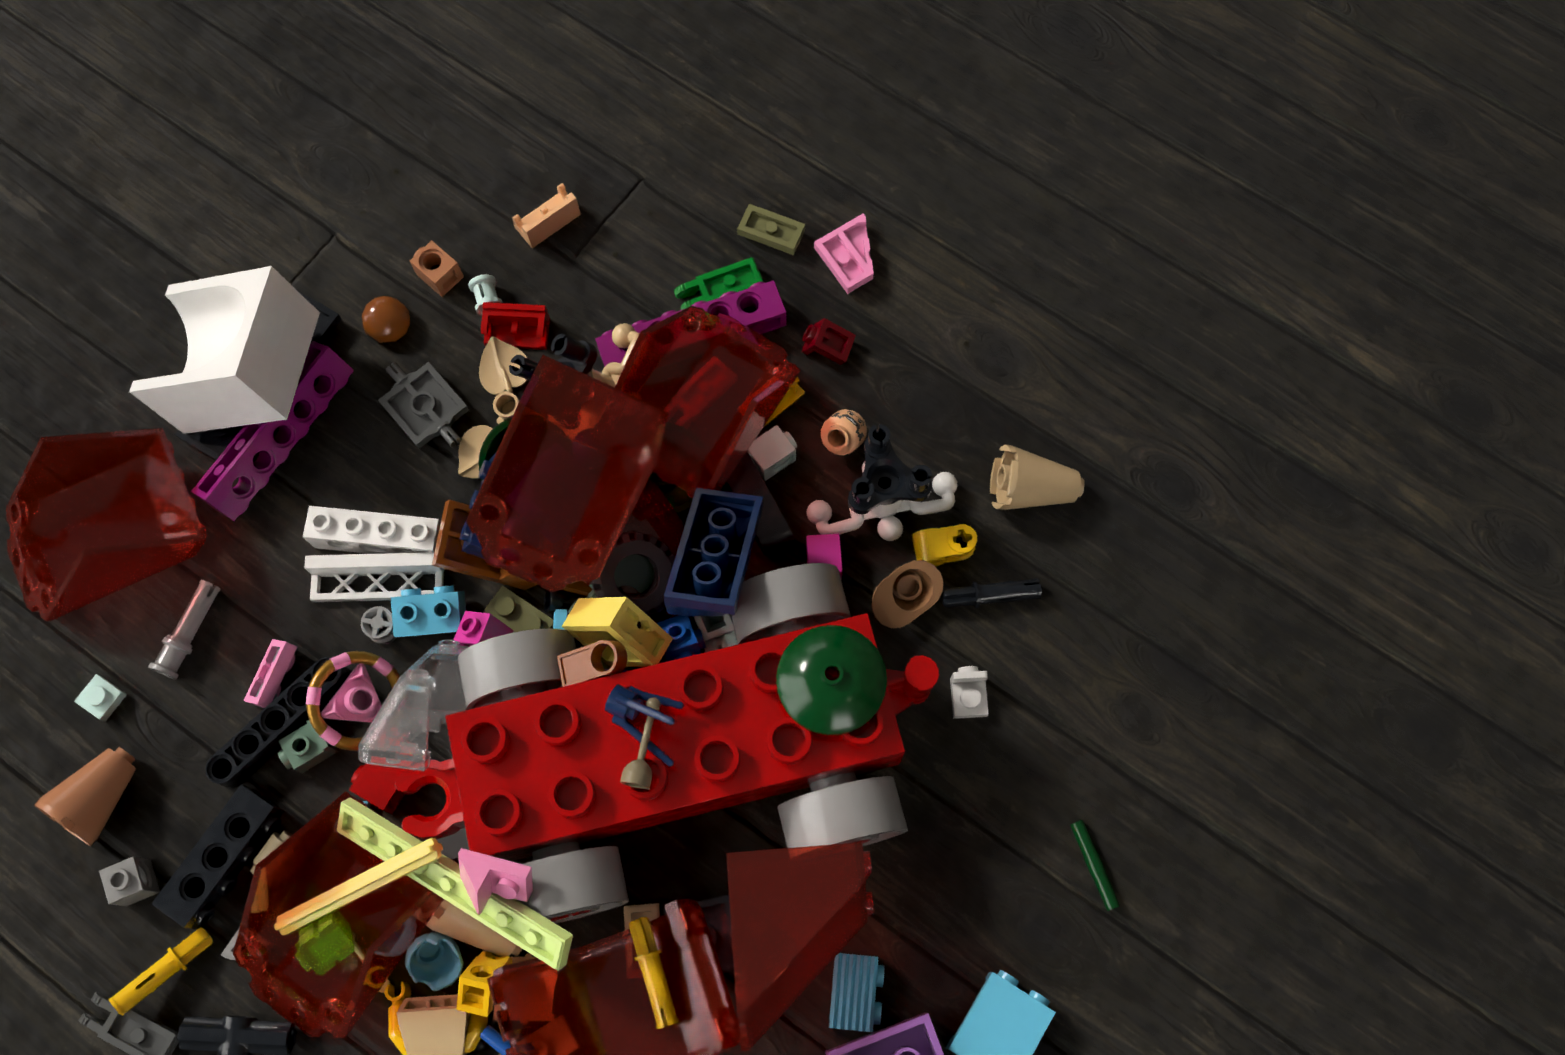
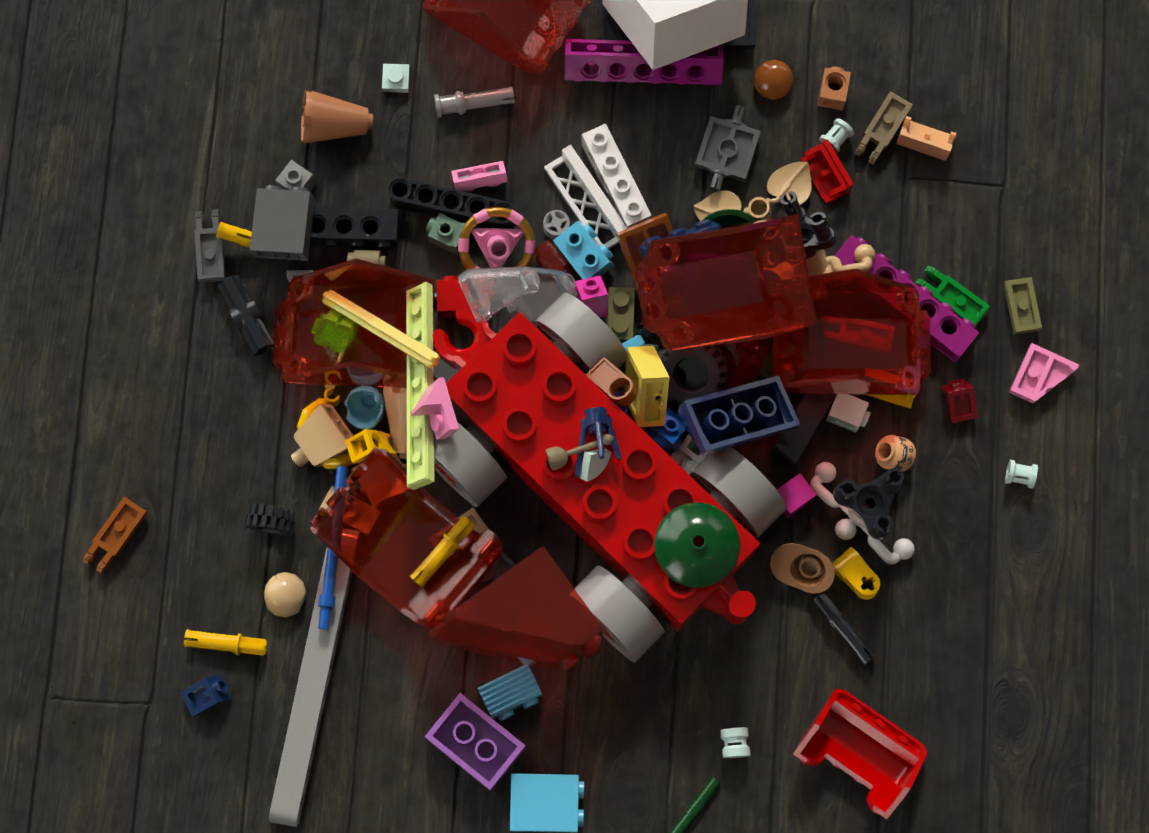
camera: 55 degrees right, 5 degrees up
(161, 927) = (282, 223): none -> dark grey brick
(409, 649) = (551, 257): none -> clear red brick
(507, 245) = (884, 125): none -> dark tan hinge
(670, 739) = (593, 465): none -> light aqua tile
(937, 329) = (1021, 474): none -> light aqua bush
(969, 693) = (760, 654): white bracket -> none
(1032, 481) = (945, 610): tan cone -> none
(1042, 774) = (735, 736): none -> light aqua wheel
(1134, 644) = (865, 748): none -> red windscreen

